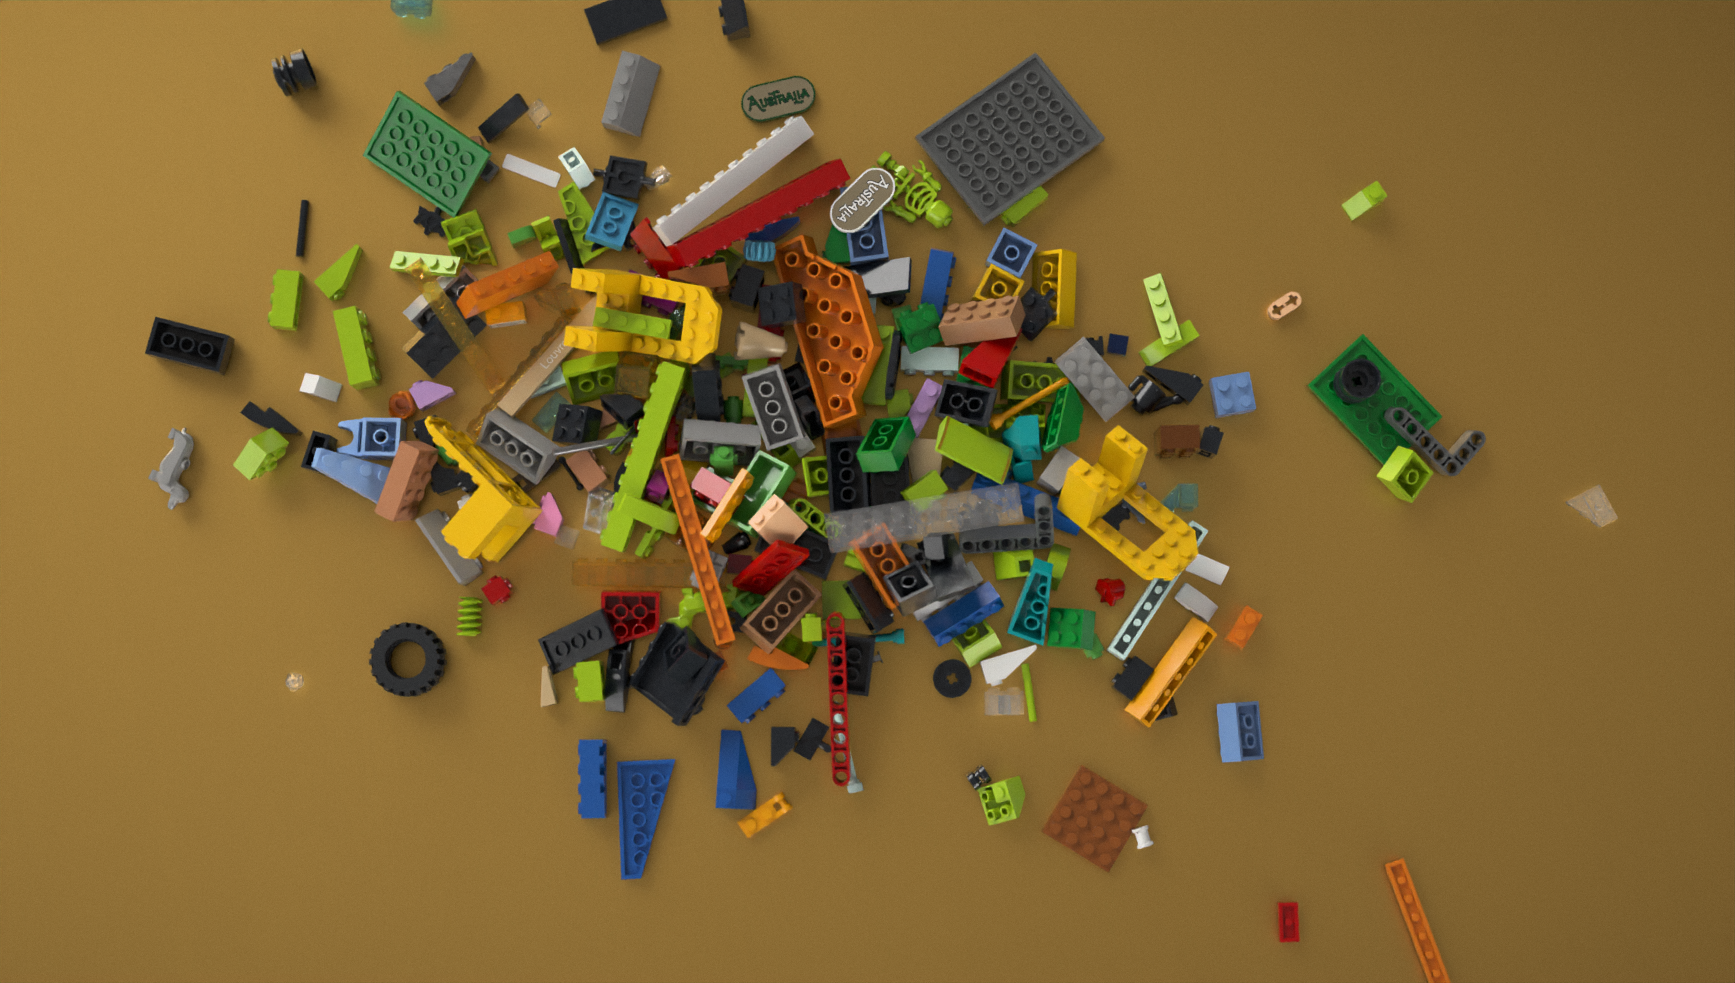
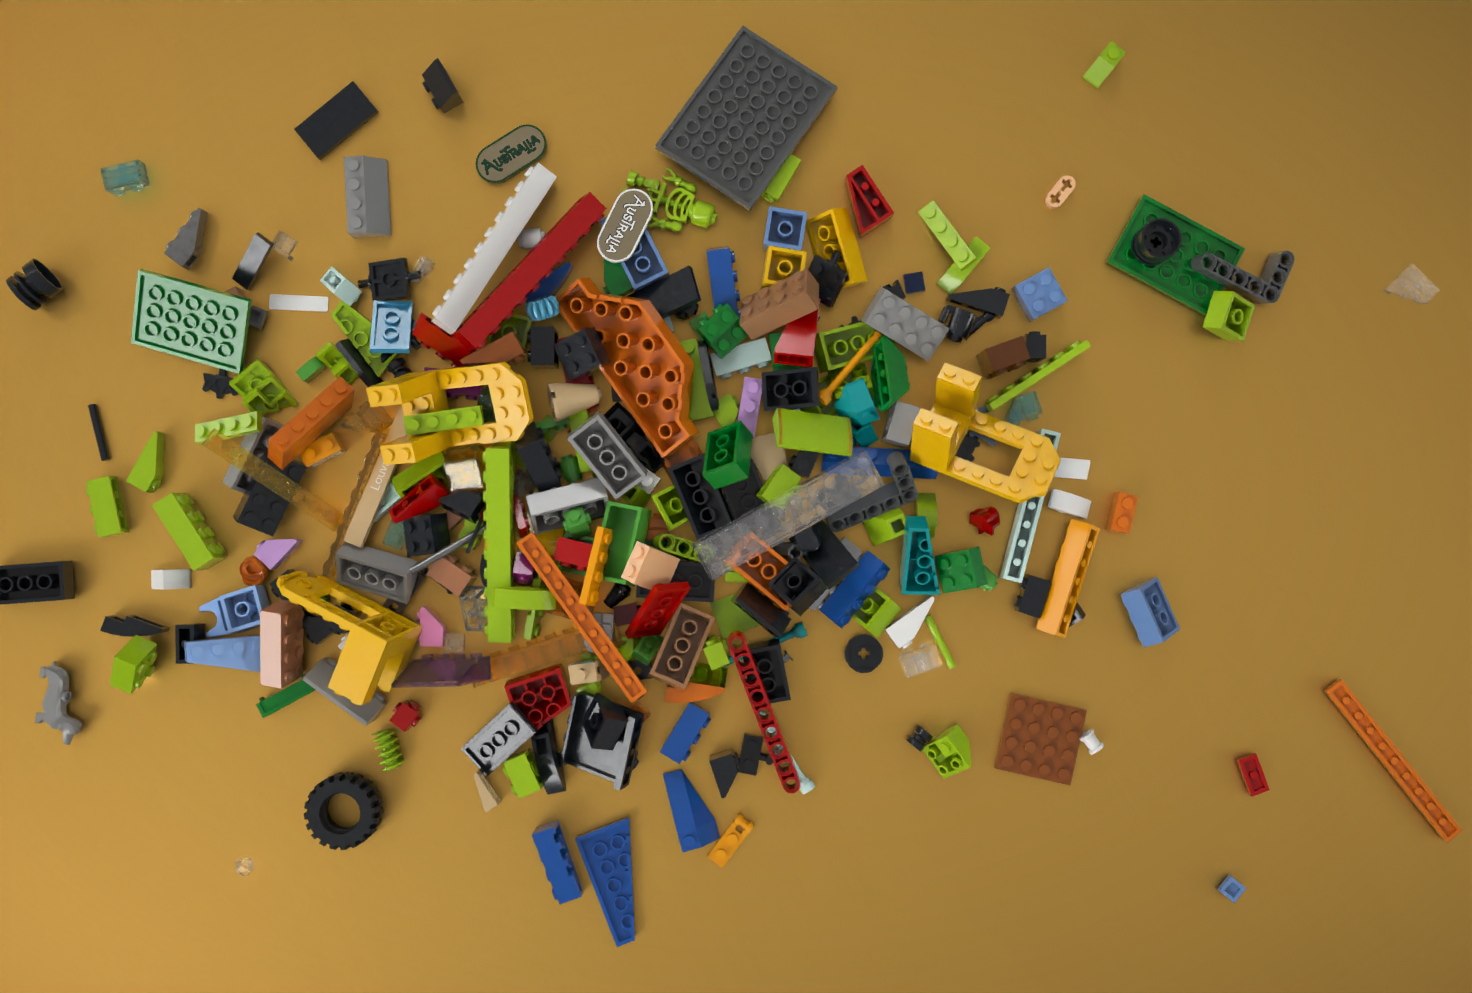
camera: 20 degrees left, 5 degrees up
(391, 534) = (284, 698): none -> green container
(552, 557) = (445, 671): none -> slope
(582, 390) = (420, 499): none -> red slope
(604, 261) = (398, 367): none -> black wheel
(685, 603) = (586, 671): none -> tan torso
(769, 182) = (530, 237): none -> white brick
(1097, 253) = (866, 201): none -> red wedge
(1195, 470) = (1040, 372): none -> lime plate

